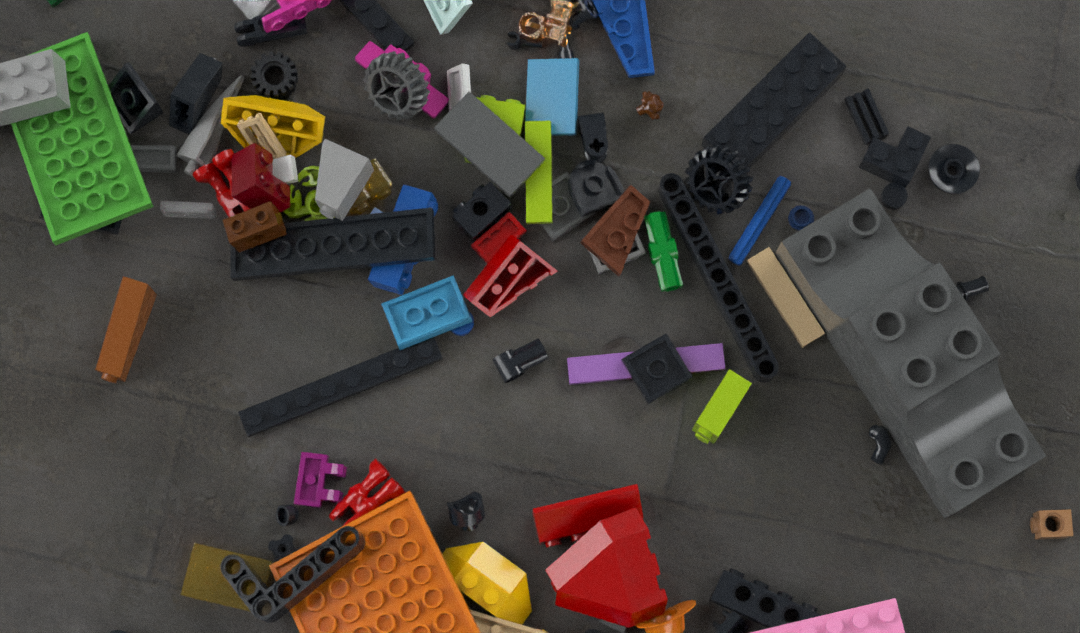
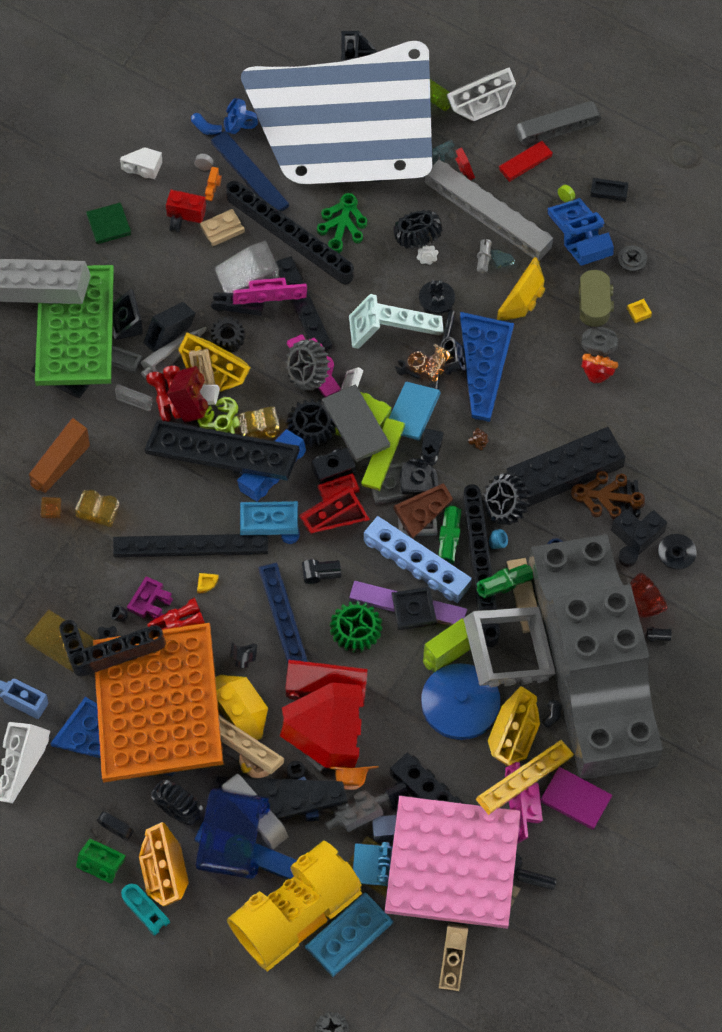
camera: 20 degrees right, 15 degrees down
(141, 401) = (51, 507): none -> clear orange plate
(202, 380) = (97, 508): none -> clear yellow brick
(254, 227) = (174, 420): reddish brown brick -> none
(340, 179) = (244, 409): light grey slope -> none
(380, 428) = (206, 582): none -> yellow tile
(425, 181) = (311, 413): none -> black gear
(496, 439) = (282, 613): none -> dark blue tile
(574, 275) = (413, 550): none -> light blue brick
(606, 420) = (343, 619): none -> green gear
(725, 234) = (498, 539): none -> dark azure tile
(759, 220) = (525, 539): blue axle -> none
(759, 293) = (505, 580): none -> green piece
(760, 470) = (458, 704): none -> blue dish
(769, 405) = (480, 653): none -> light grey window
(836, 125) = (605, 495): none -> reddish brown plant
(842, 486) = (515, 728): none -> yellow wedge
(882, 548) = (524, 777): none -> yellow tile
(886, 572) = (527, 803): none -> dark pink bracket
(939, 244) = (647, 597): none -> clear red hair
(950, 545) = (576, 798): none -> magenta tile
(1063, 523) = (654, 816): medium nougat brick -> none

